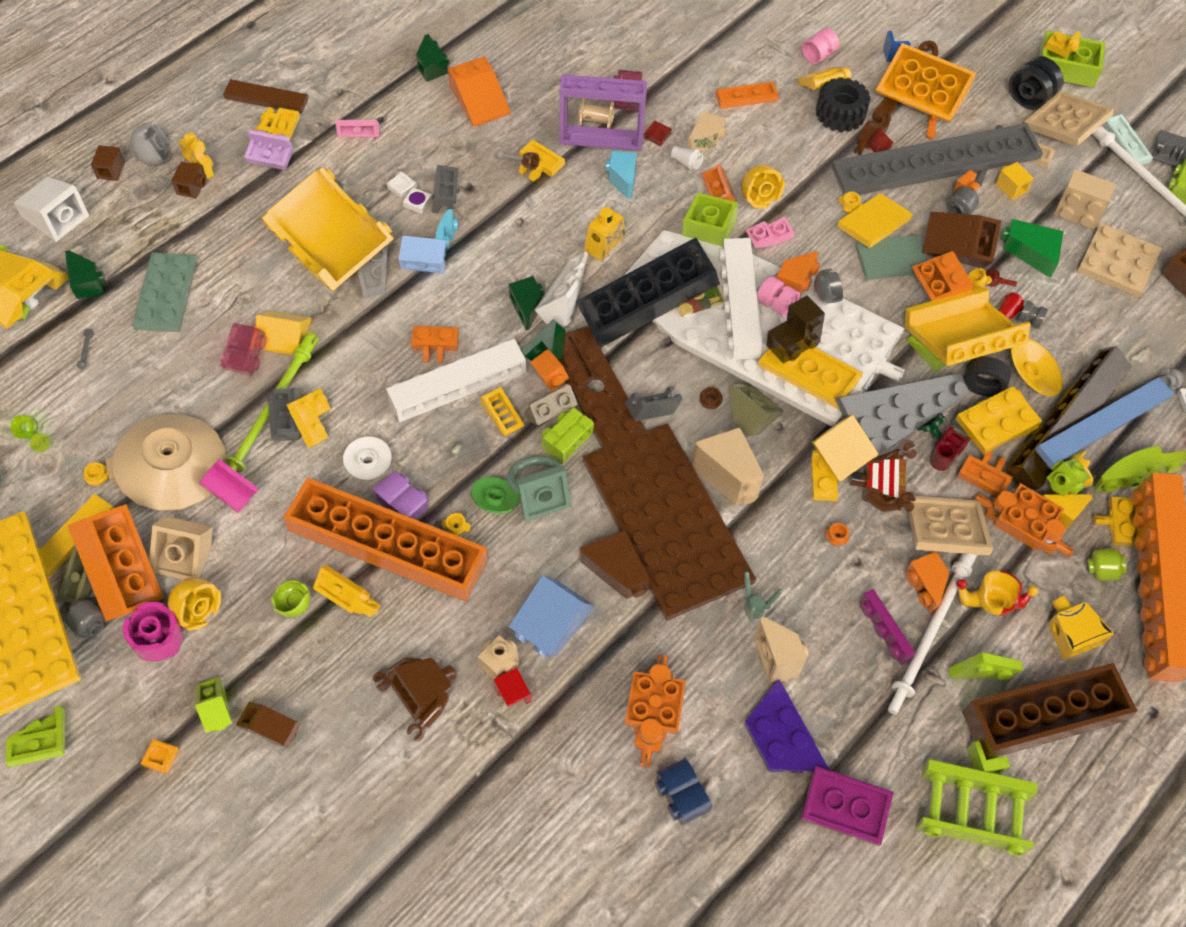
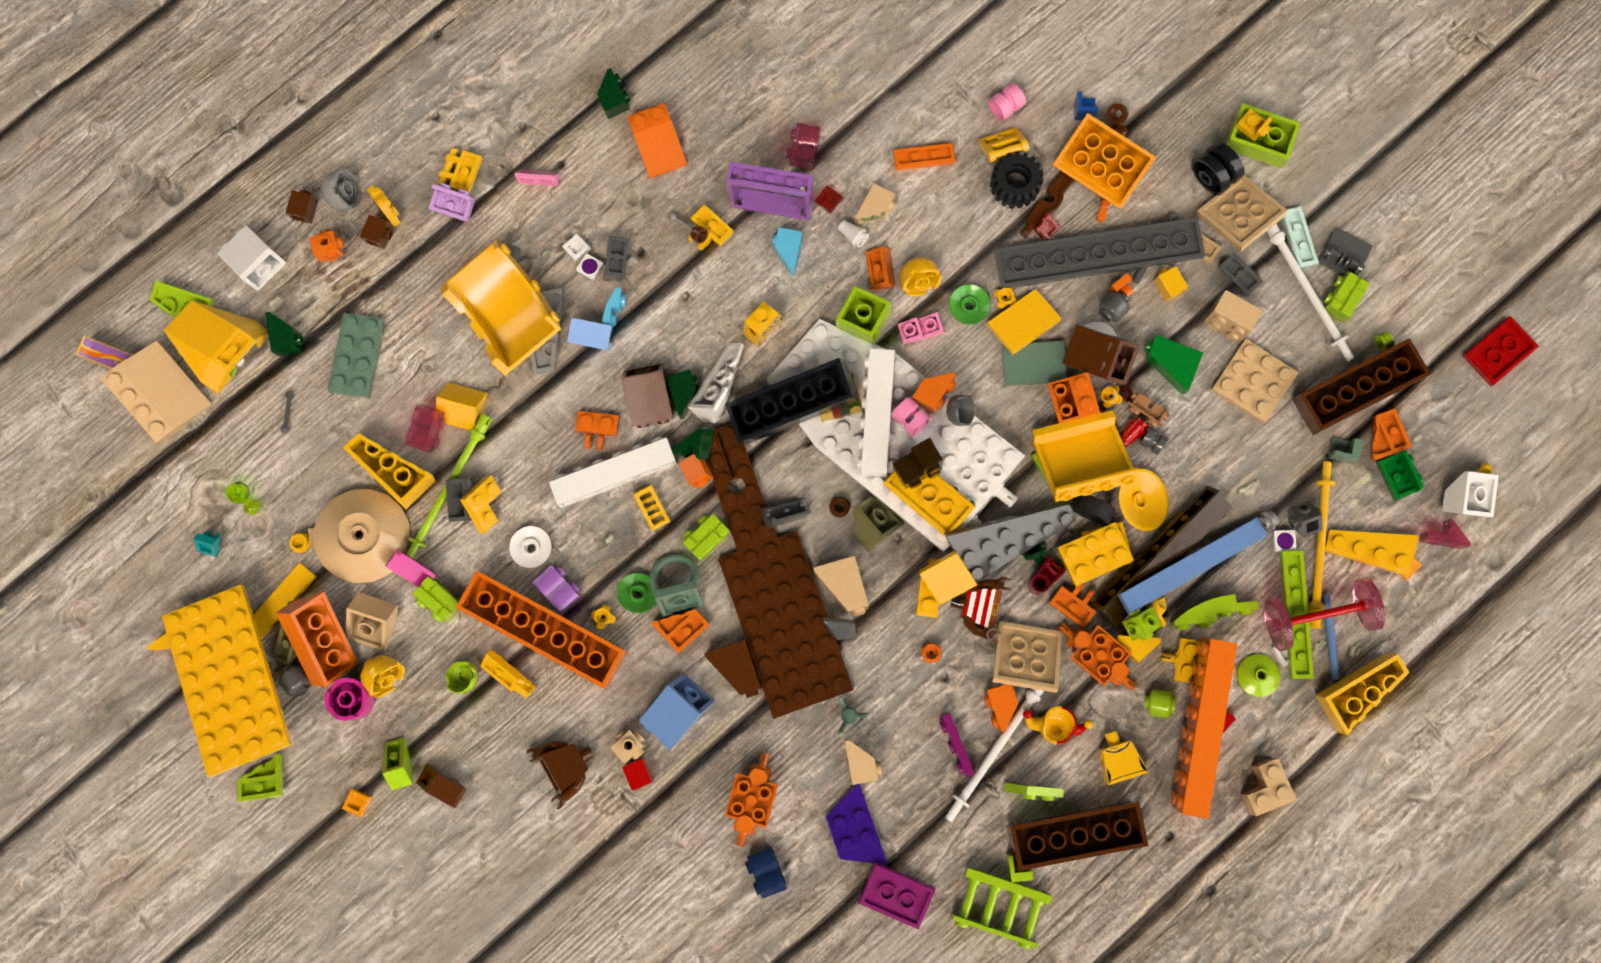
camera: 15 degrees right, 20 degrees up
(135, 192) = (327, 246): none -> orange brick
(207, 395) = (397, 476): none -> yellow wedge
(259, 518) = (436, 598): none -> lime brick
(265, 96) = (450, 131): reddish brown tile -> none
(489, 303) = (647, 395): none -> slope
(549, 530) = (681, 628): none -> orange wing
(551, 405) = (693, 508): bracket -> none
(732, 513) = (840, 628): none -> dark grey piece
(816, 208) = (969, 295): none -> bright green dish
(1009, 282) = (1140, 405): none -> medium nougat hinge
(1076, 160) = (1240, 274): none -> dark grey hinge

